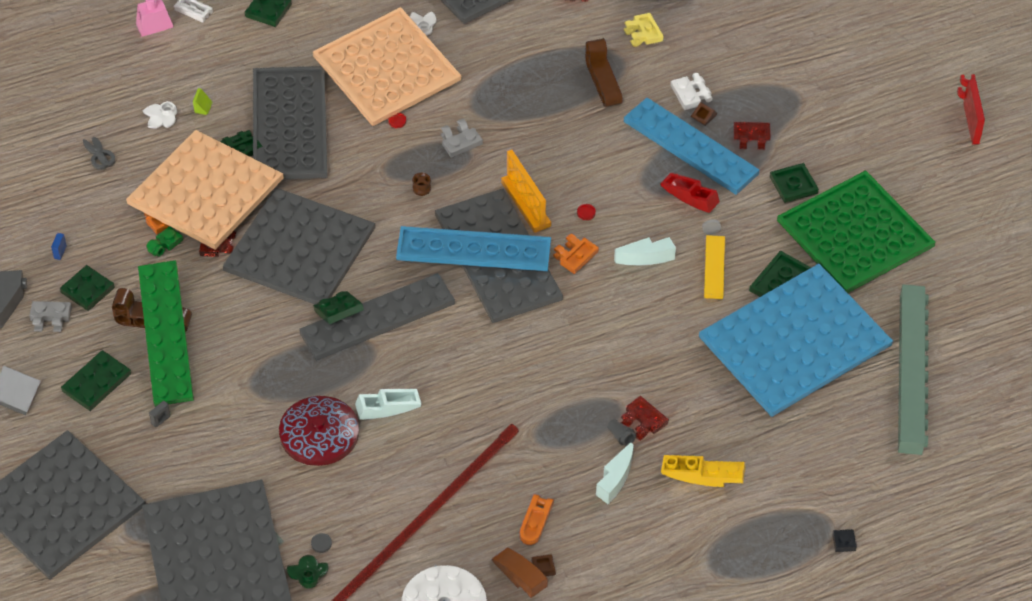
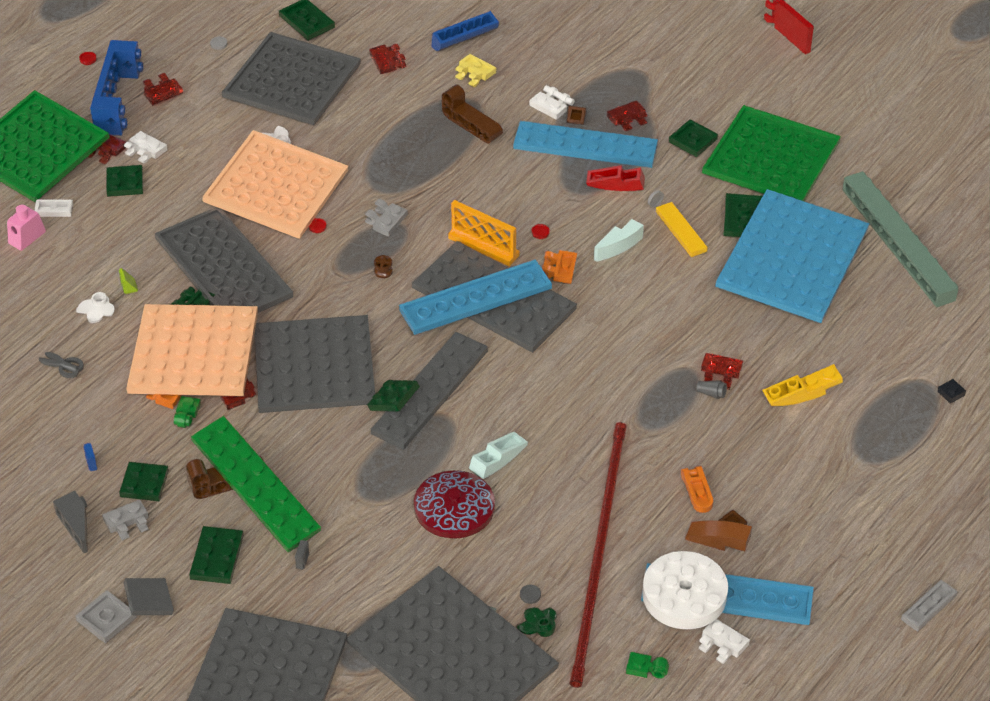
camera: 30 degrees left, 5 degrees down
(615, 475) = (735, 423): light aqua slope -> none

